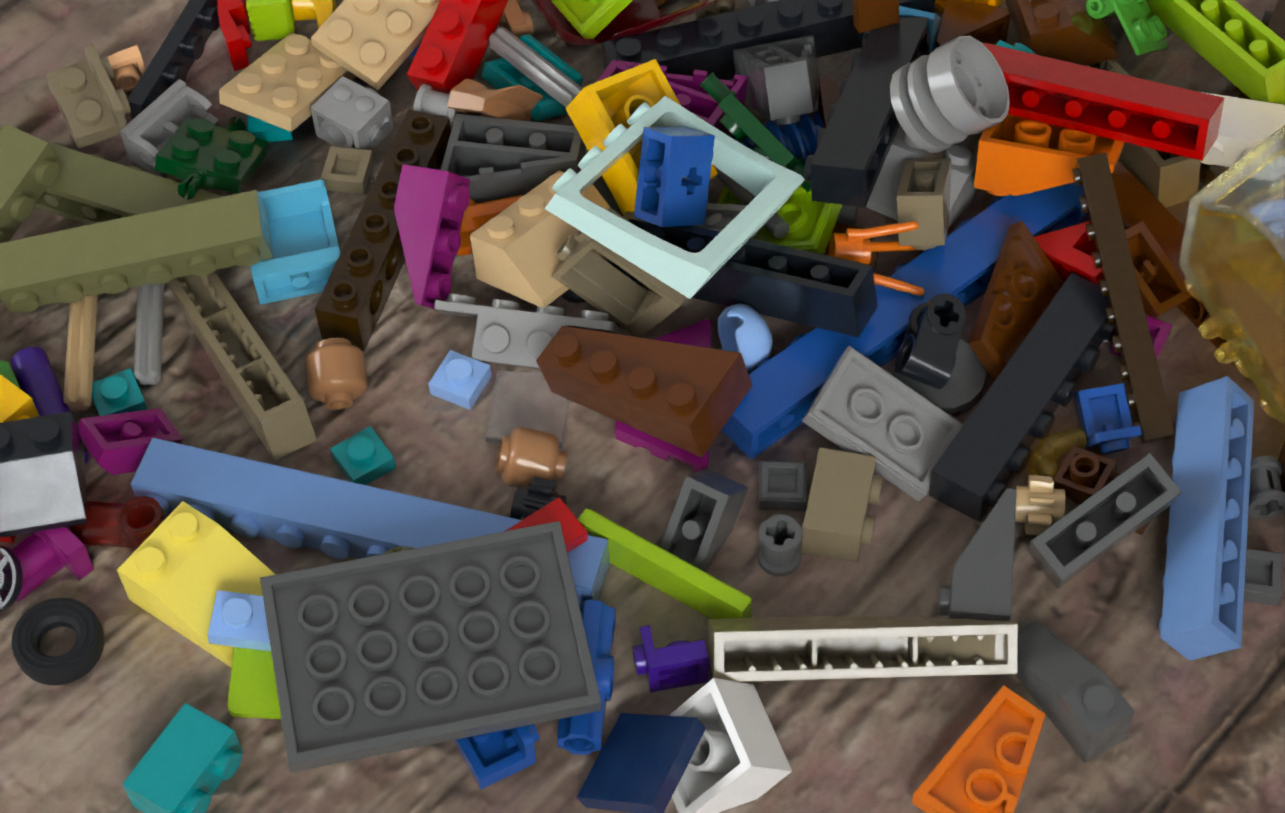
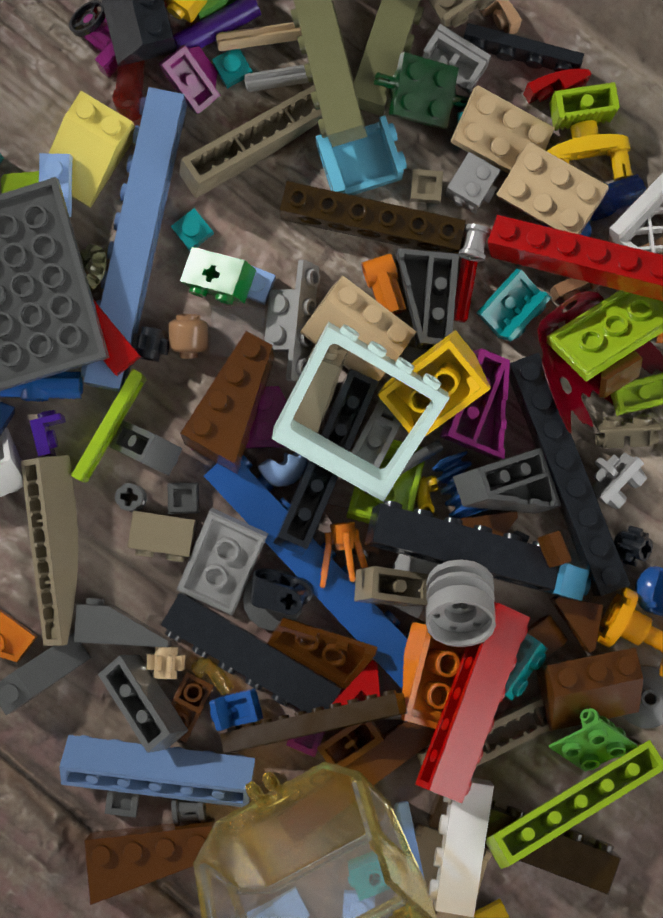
camera: 85 degrees right, 30 degrees up
(66, 667) = (42, 50): black tyre -> none
(336, 373) = (250, 203): medium nougat head -> none
(429, 223) = (361, 246): magenta slope -> none
(439, 387) = (218, 276): none -> brick
(505, 103) = (473, 275): medium nougat slope -> none
(534, 66) = (518, 307): light grey axle -> none
(674, 176) = (386, 410): blue brick -> none
(744, 123) = (433, 467): dark green plate -> none

